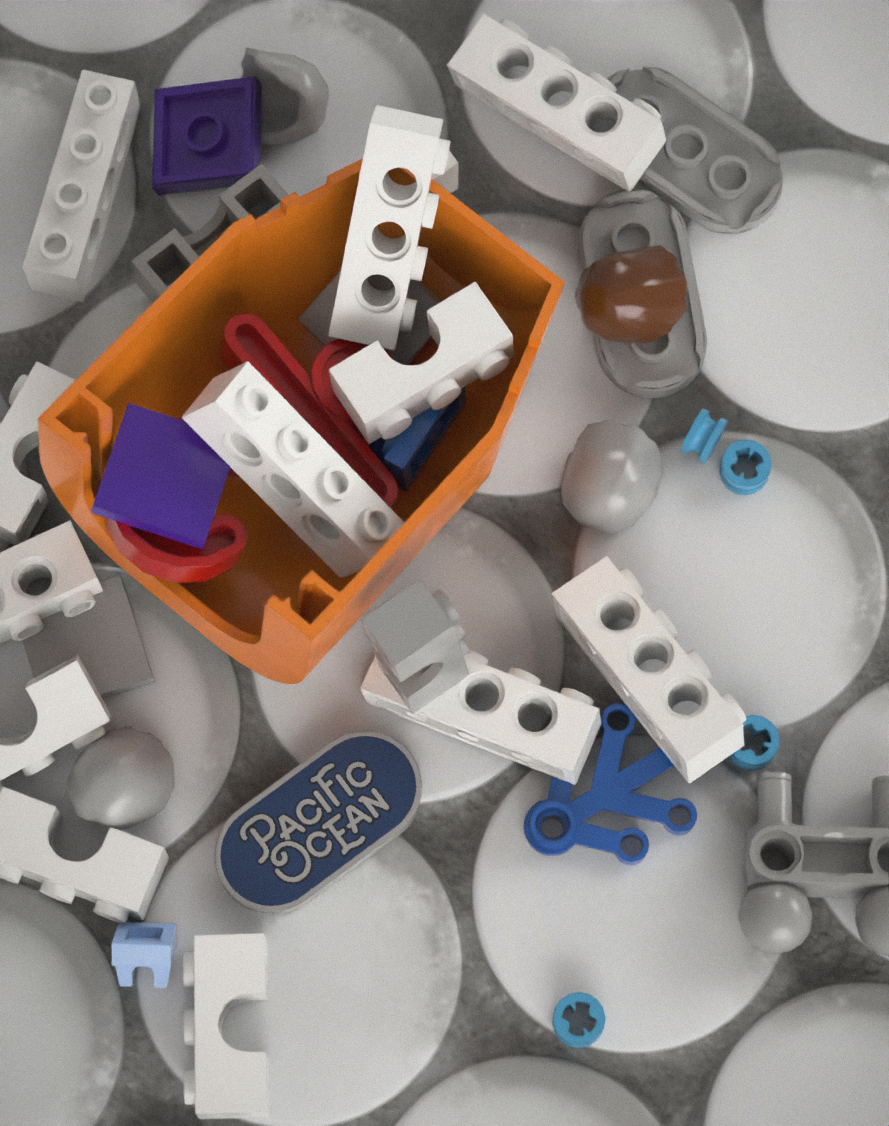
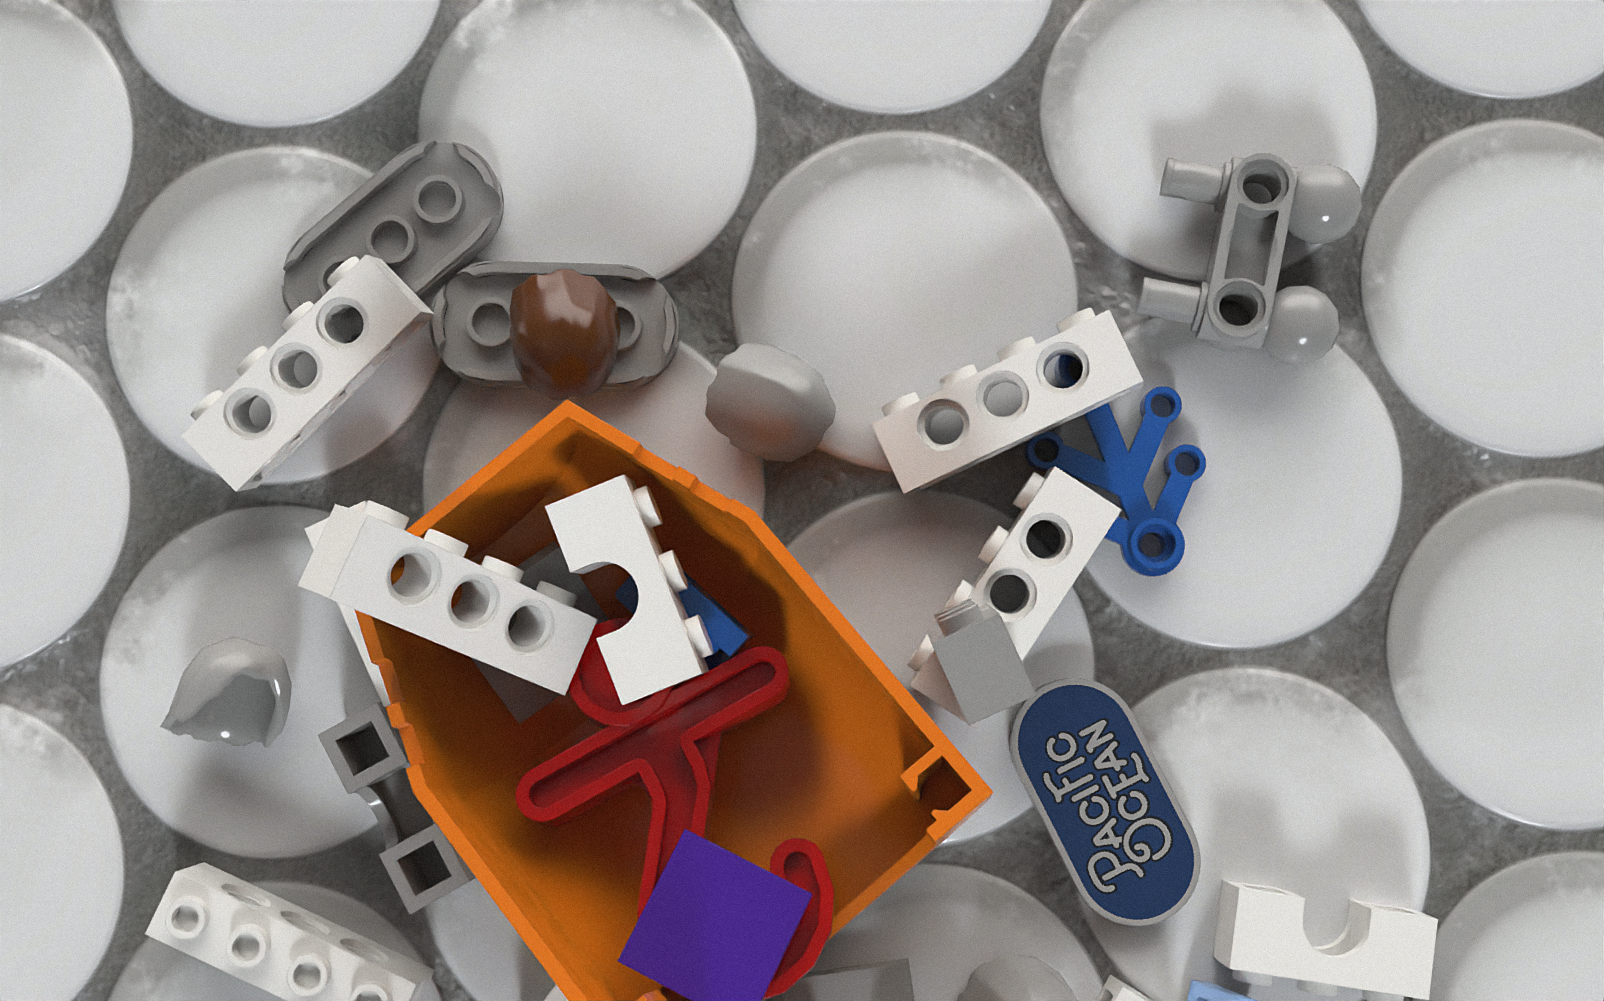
camera: 80 degrees left, 10 degrees up
(206, 134) = (258, 791): dark purple tile -> none
(292, 469) = (733, 771): white brick -> none
(595, 1014) = (1386, 551): dark azure bush -> none
(703, 436) = (742, 290): dark azure bush -> none
(747, 759) = (1101, 290): dark azure bush -> none
(751, 450) = (795, 239): dark azure bush -> none

